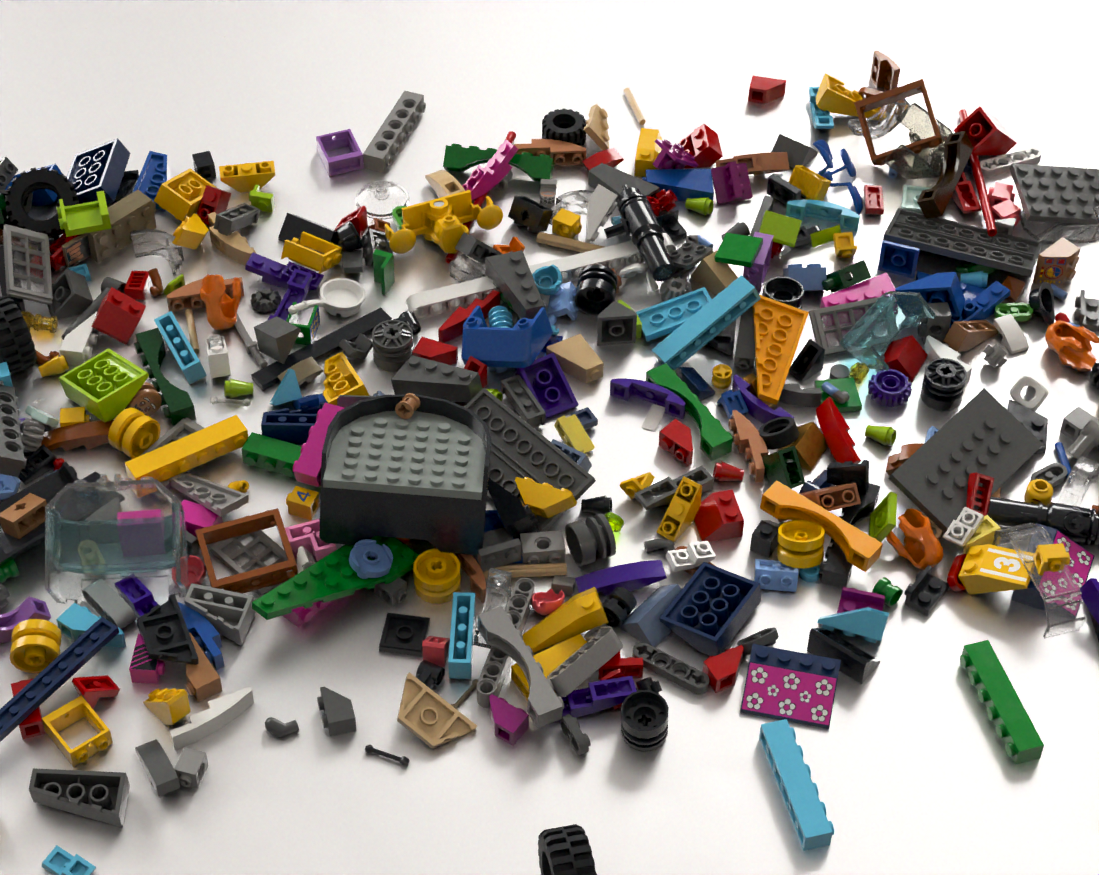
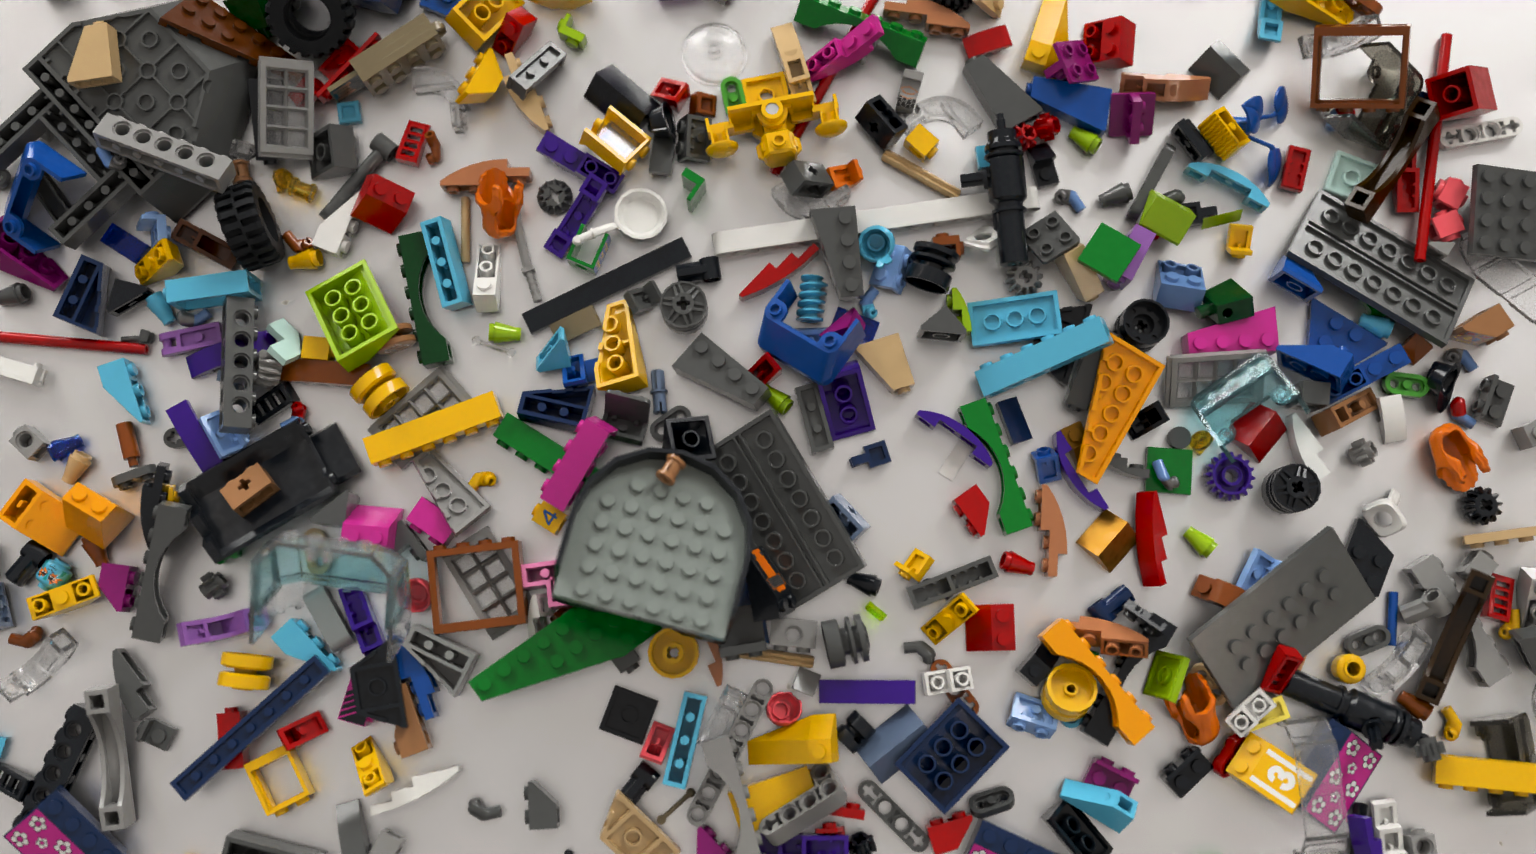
camera: 10 degrees right, 35 degrees up
(84, 217) = (354, 52): lime panel -> none
(174, 284) = (454, 158): lime slope -> none
(276, 338) = (556, 274): dark grey slope -> none
(367, 568) = (591, 631): medium blue plate -> none
(436, 351) = (728, 325): red slope -> none
(544, 498) = (803, 577): yellow slope -> none
(573, 433) = (860, 481): light yellow panel -> none
(598, 207) = (962, 136): white slope -> none
(721, 376) = (1047, 416): yellow wheel -> none
(779, 432) = (1091, 540): black tyre -> none
(784, 467) = (1077, 583): dark green torso -> none
(891, 593) = (1144, 765): green wheel -> none
(1051, 558) = (1329, 798): yellow brick -> none

